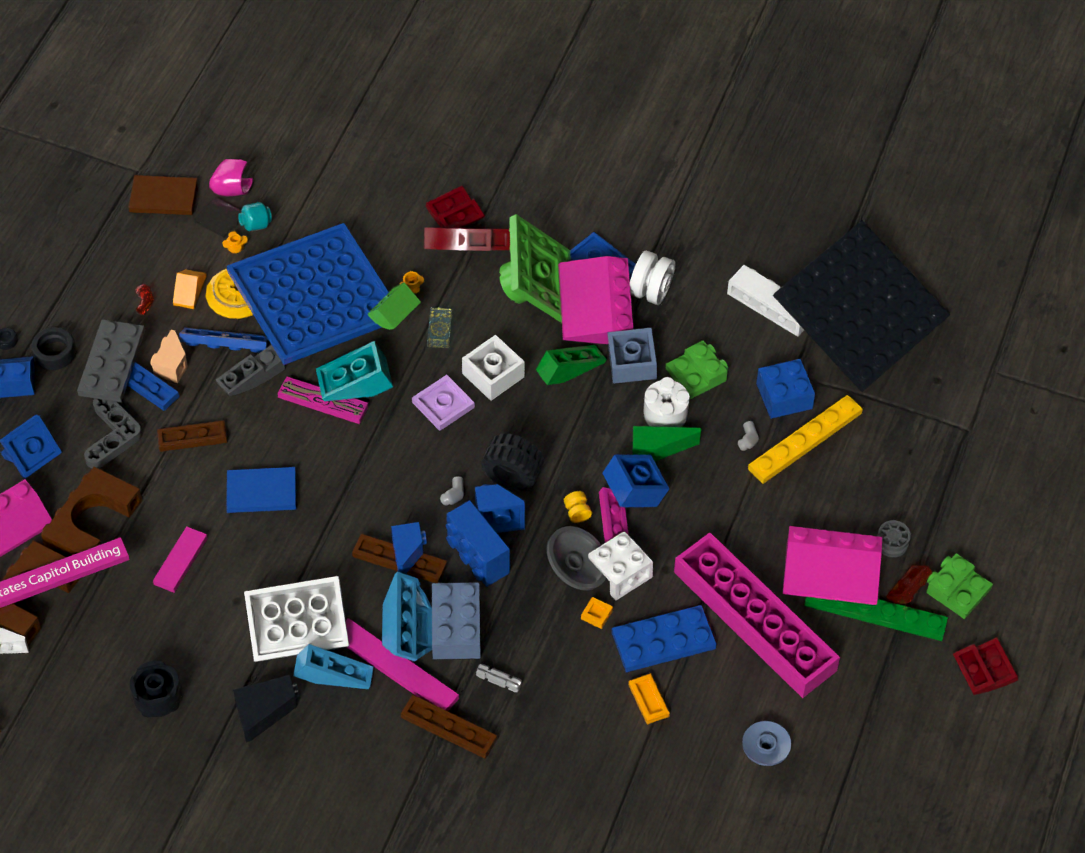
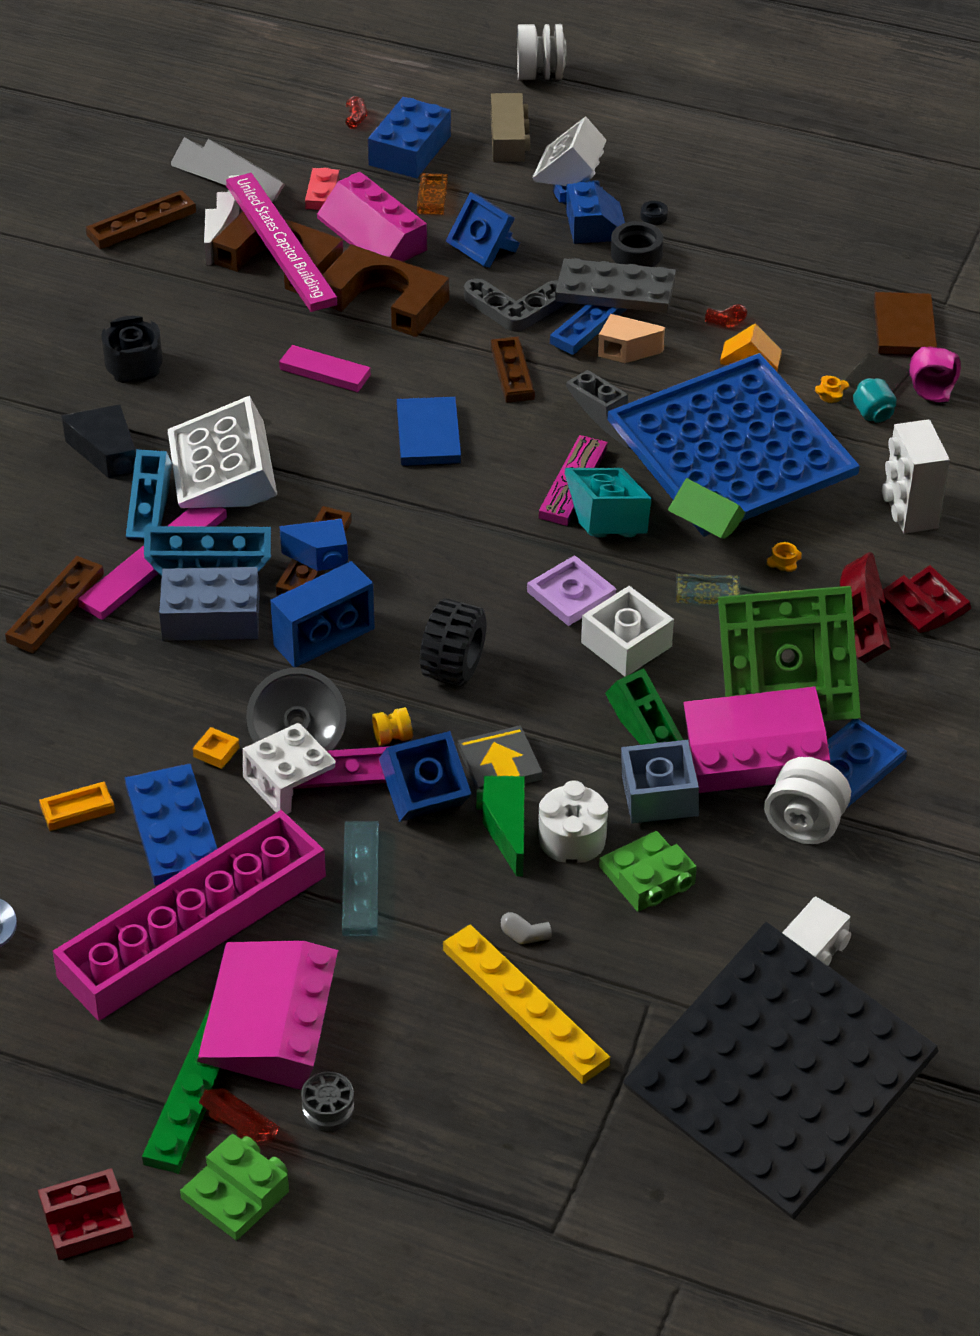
camera: 90 degrees right, 10 degrees down
(215, 339) = (664, 366): blue plate -> none
(360, 191) = (916, 476): none -> white brick
(455, 493) = (417, 604): light grey arm -> none
(498, 677) = (125, 653): light grey axle -> none
(500, 508) = (379, 629): blue slope -> none
(599, 447) = (499, 754): none -> dark grey tile
(700, 525) = (360, 878): none -> clear light blue tile
(785, 388) = (613, 970): blue brick -> none

